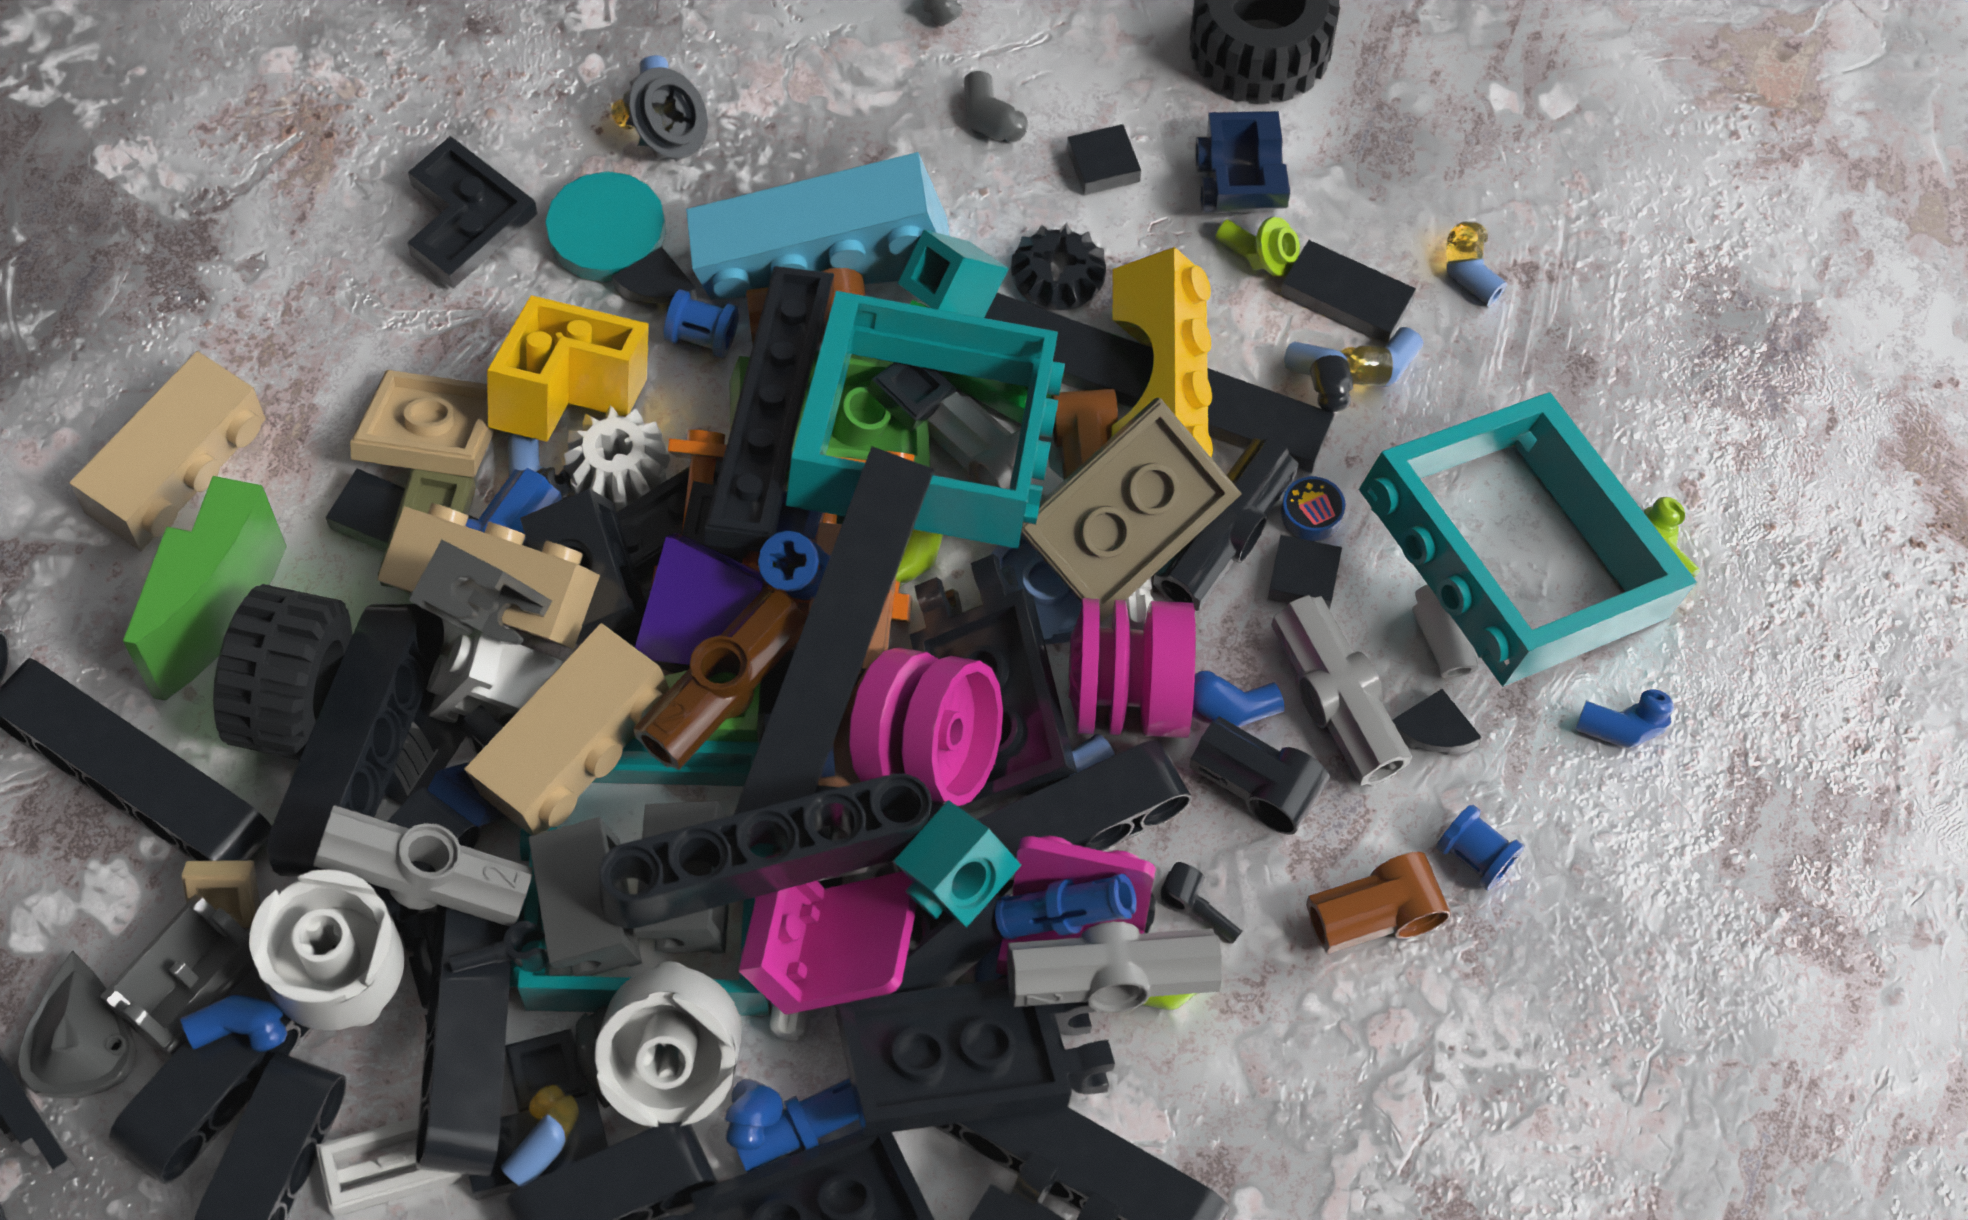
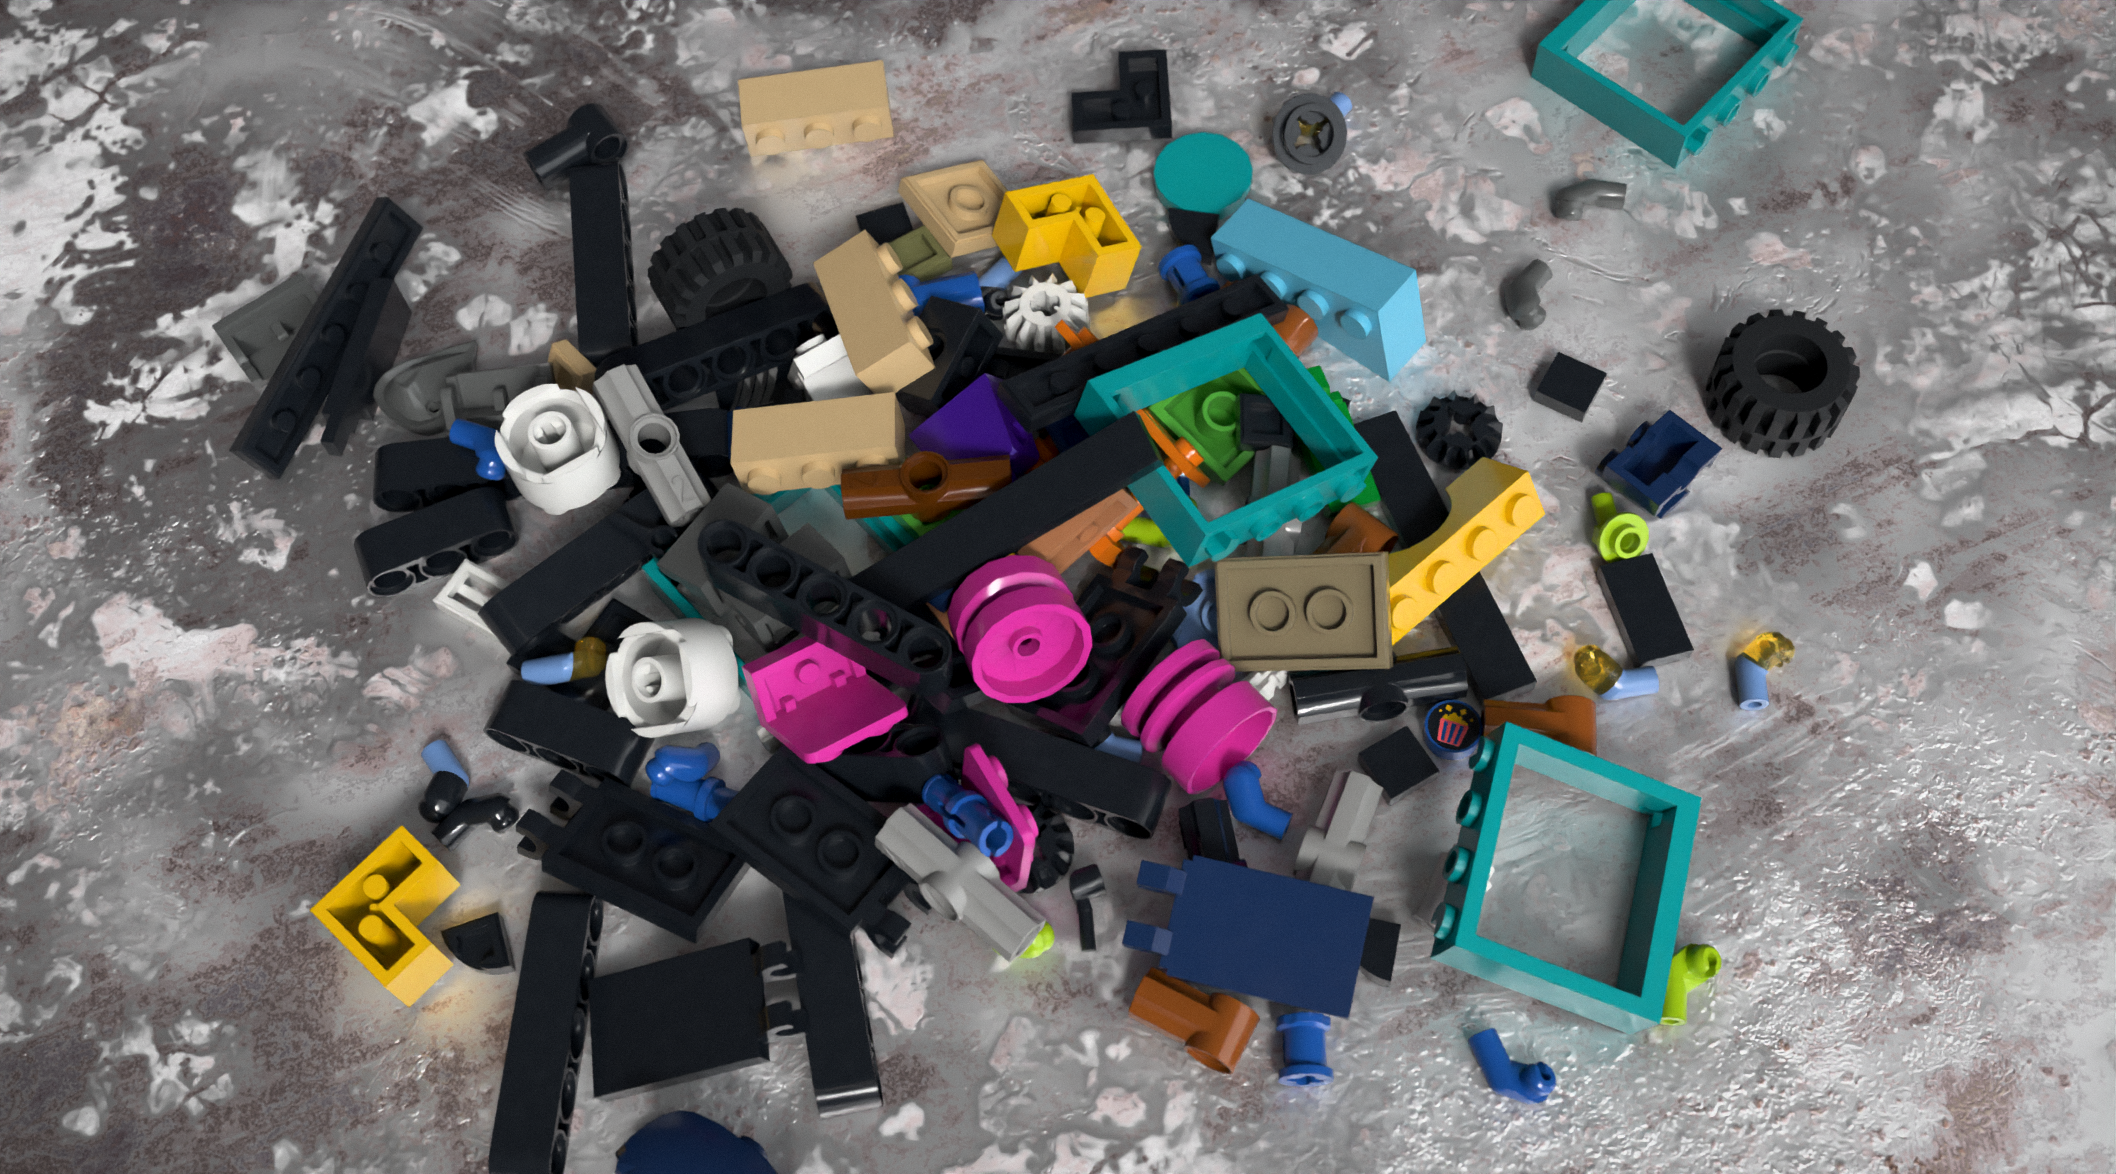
camera: 55 degrees right, 0 degrees up
(201, 583) = (768, 180): bright green slope -> none
(474, 593) = (826, 302): dark grey hinge -> none
(785, 550) = (1035, 437): blue bush -> none
(952, 274) = (1366, 373): teal brick -> none
(955, 865) = (923, 722): teal brick -> none
(1327, 370) = (1559, 651): black arm -> none
(1365, 789) = (1256, 933): none -> dark blue tile
(1386, 425) = (1561, 718): none -> dark orange piece

